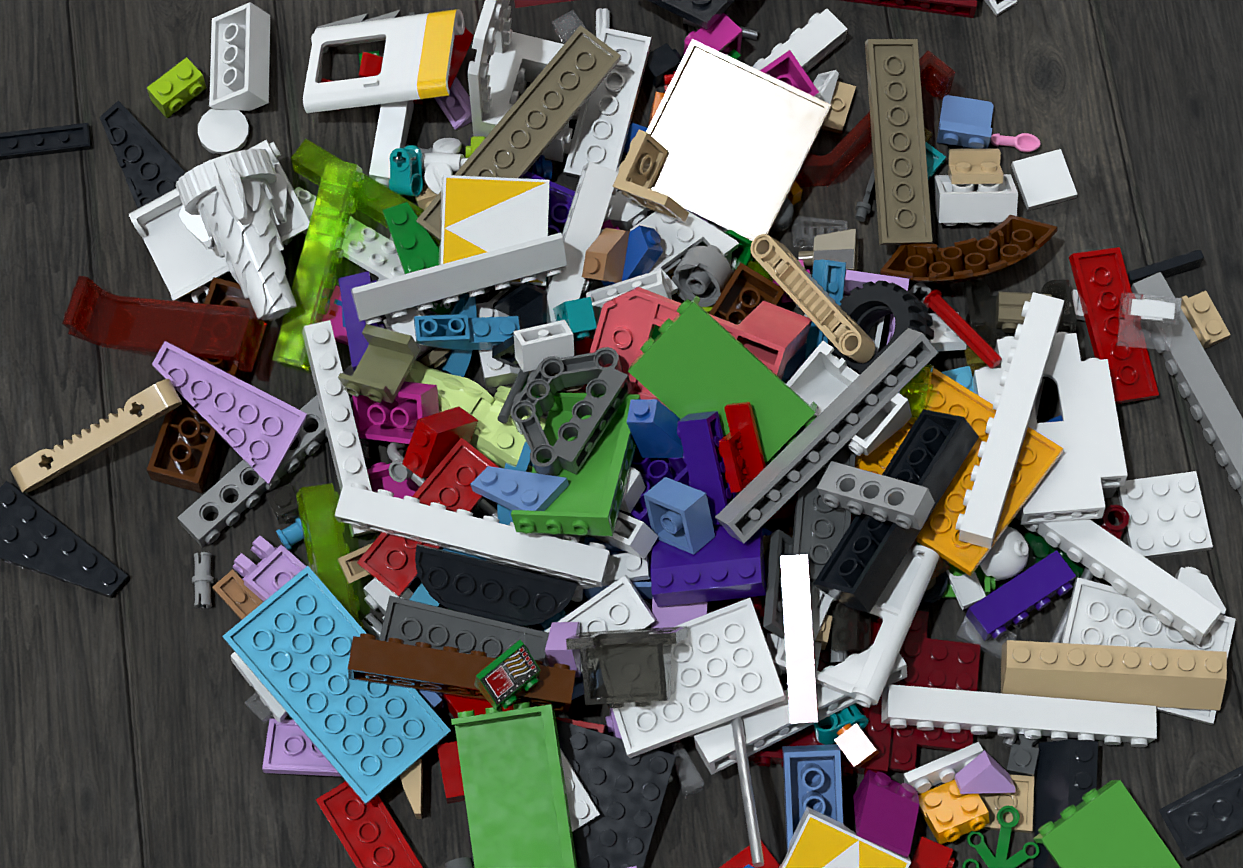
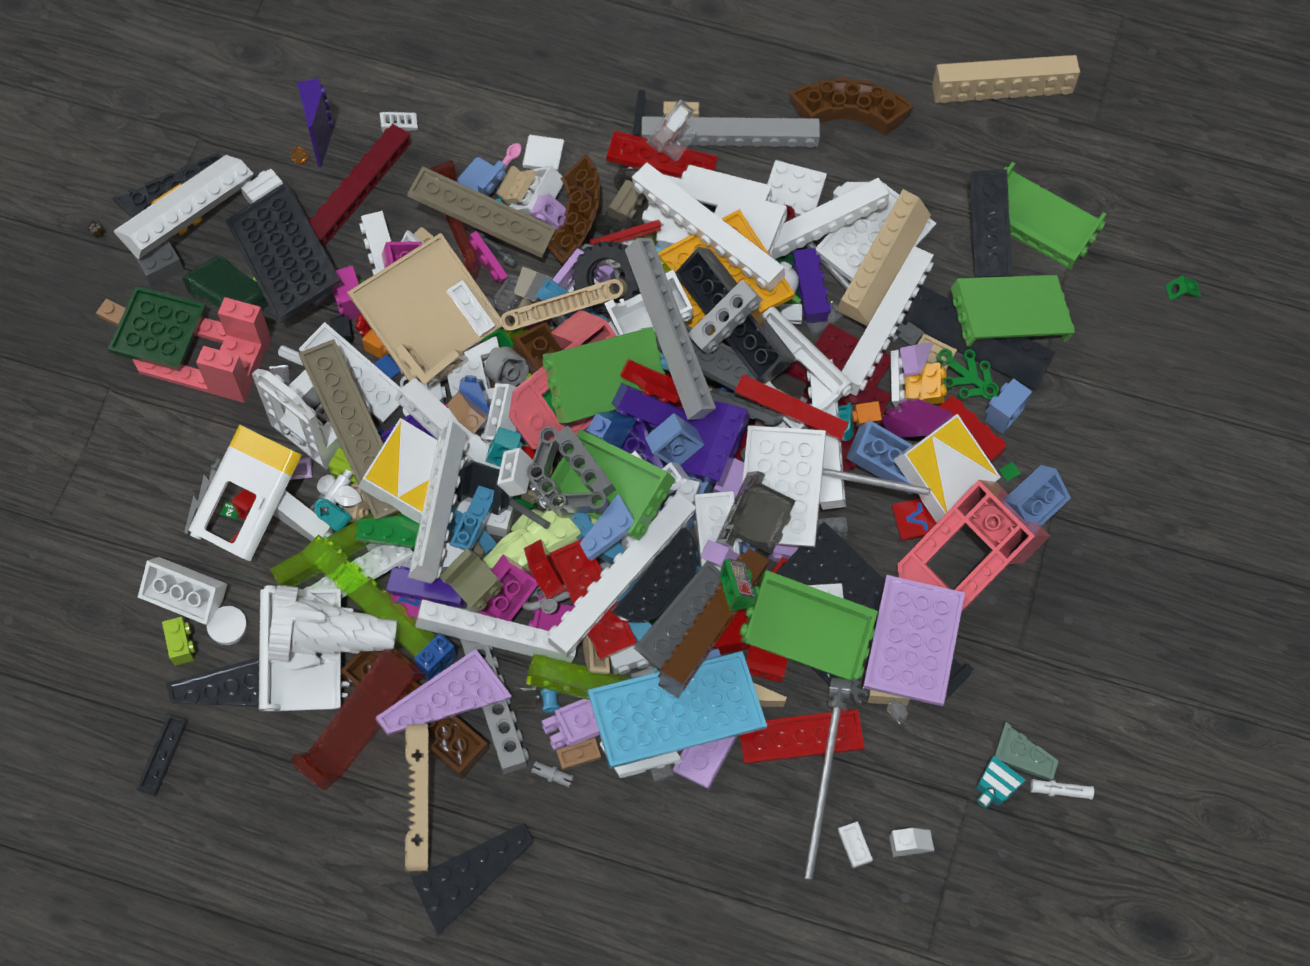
camera: 65 degrees left, 5 degrees down
(281, 375) = (435, 656): none -> blue hips
(754, 193) = (470, 308): none -> white plate
(846, 179) = (487, 258): none -> dark pink wing
(956, 228) = (549, 211): none -> lavender brick

